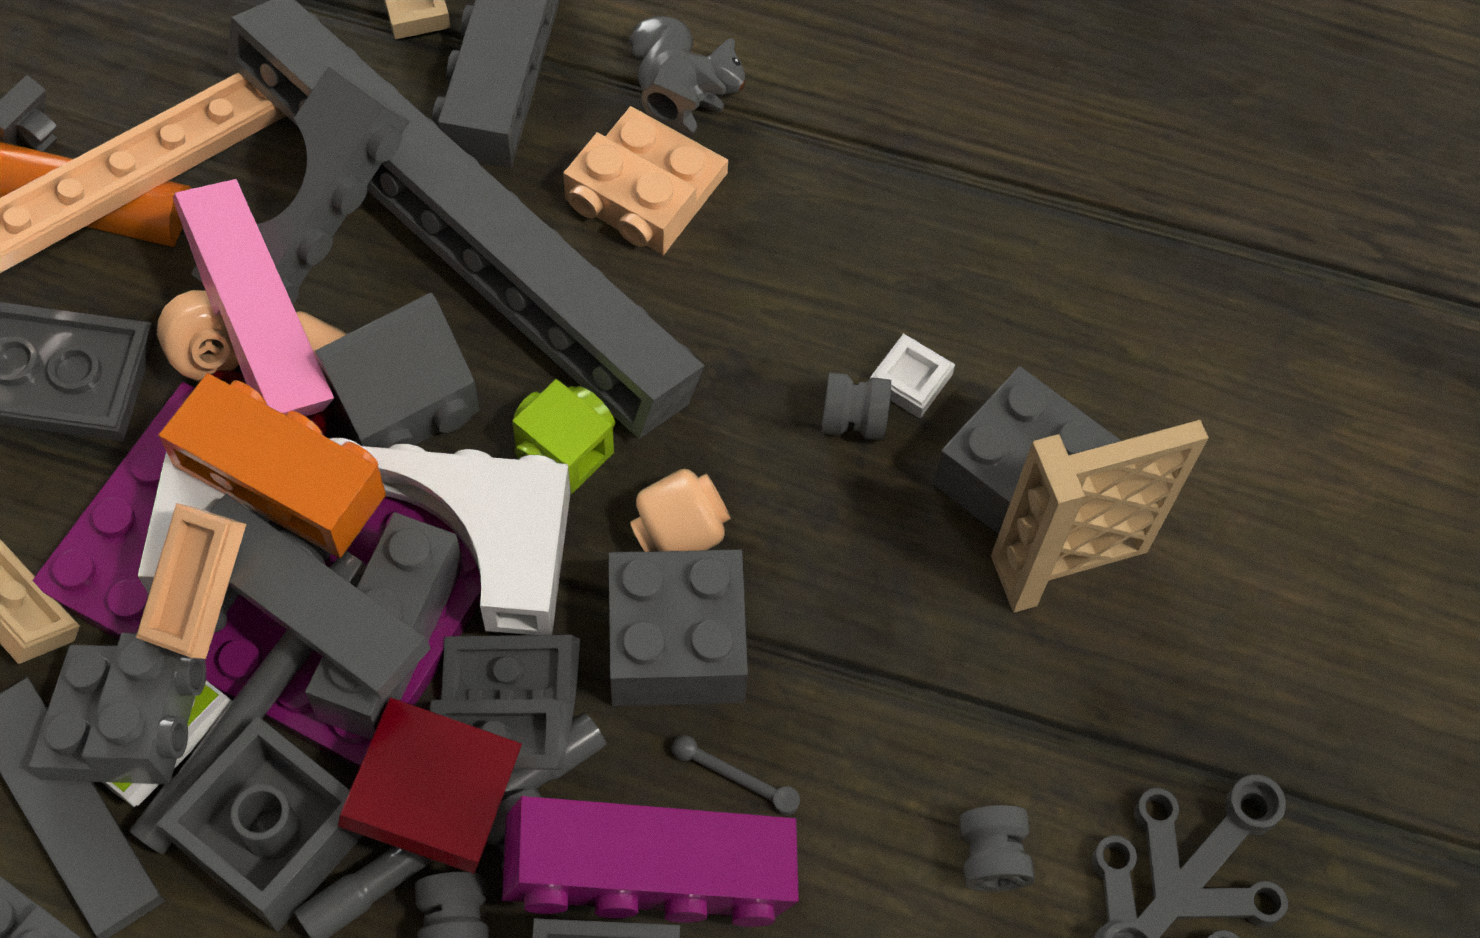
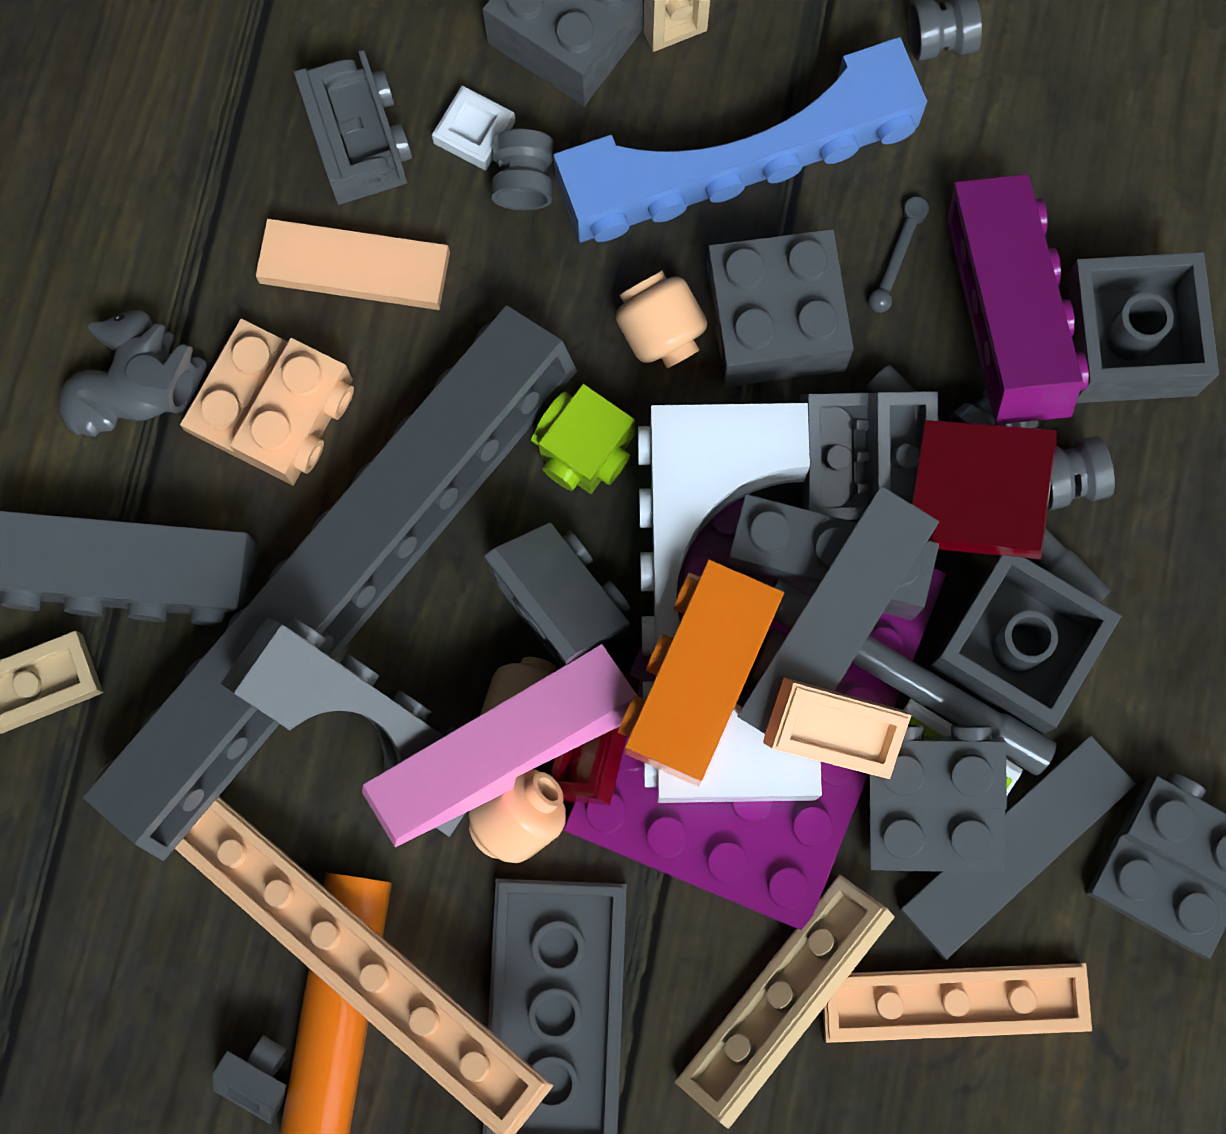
camera: 90 degrees left, 15 degrees up
(775, 260) = (353, 264): none -> light nougat tile
(912, 261) = (352, 128): none -> dark grey hinge
(912, 753) = (621, 186): none -> medium blue arch

